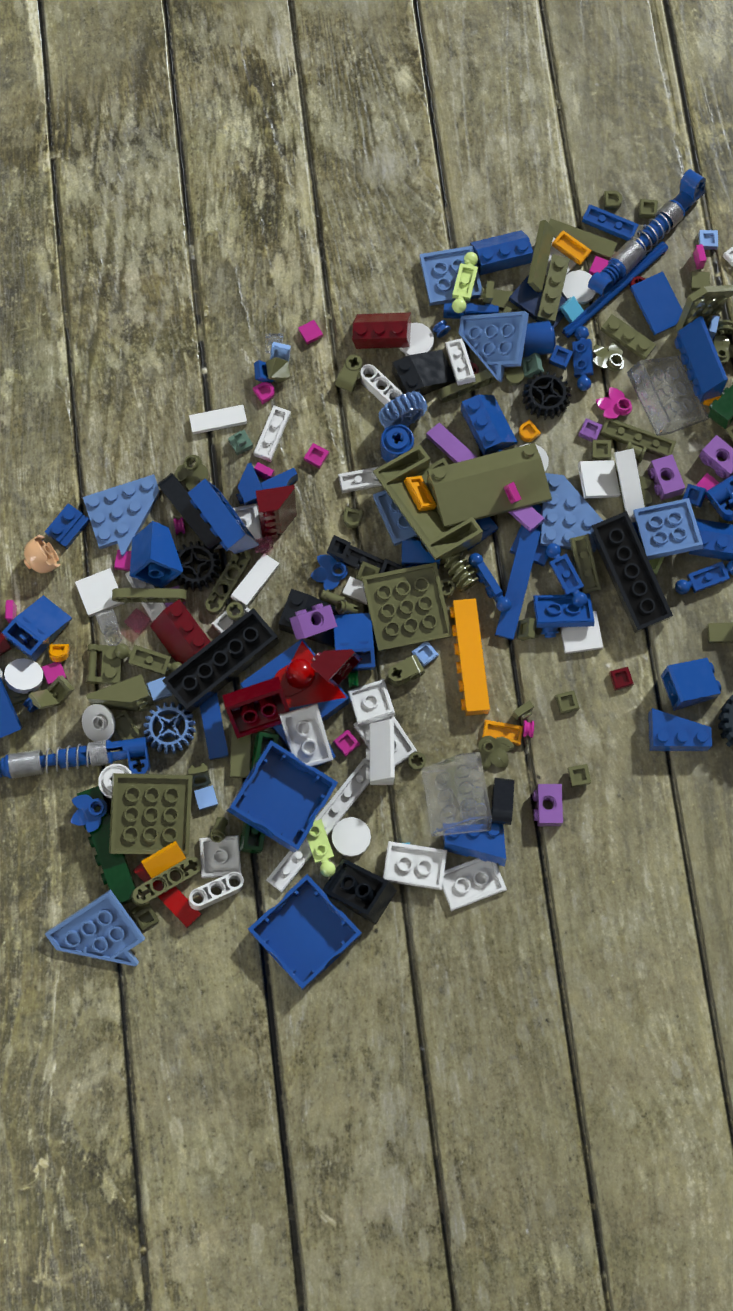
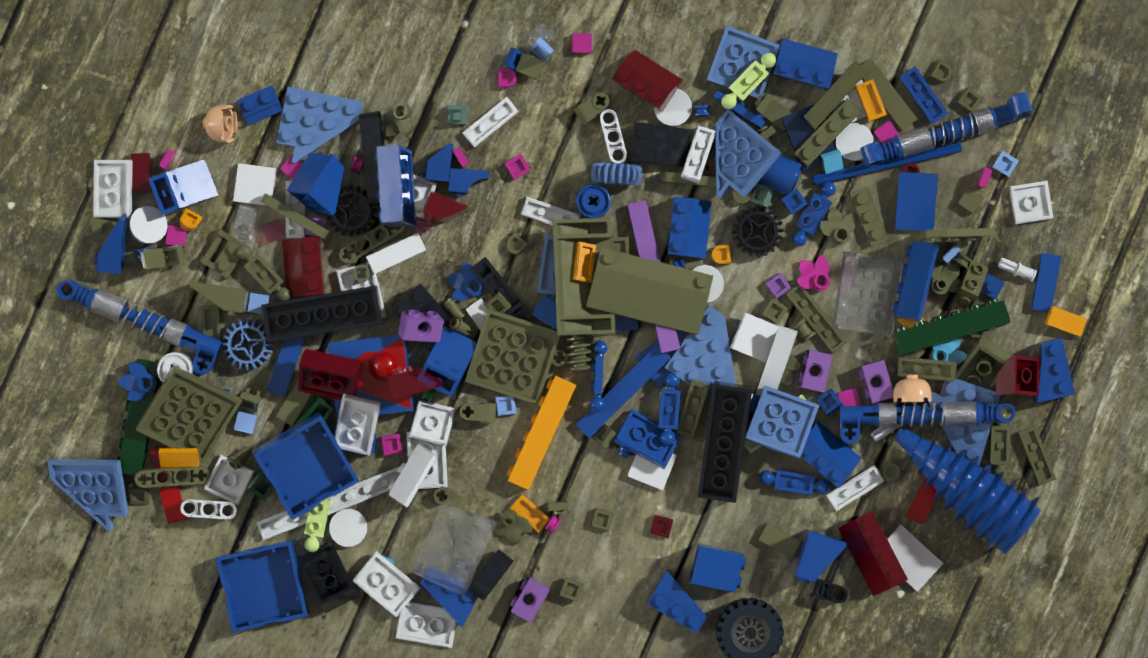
camera: 35 degrees right, 15 degrees up
(92, 722) = (189, 305): white dish -> none
(218, 419) = (449, 80): white tile -> none
(512, 493) = (662, 311): dark pink tile -> none

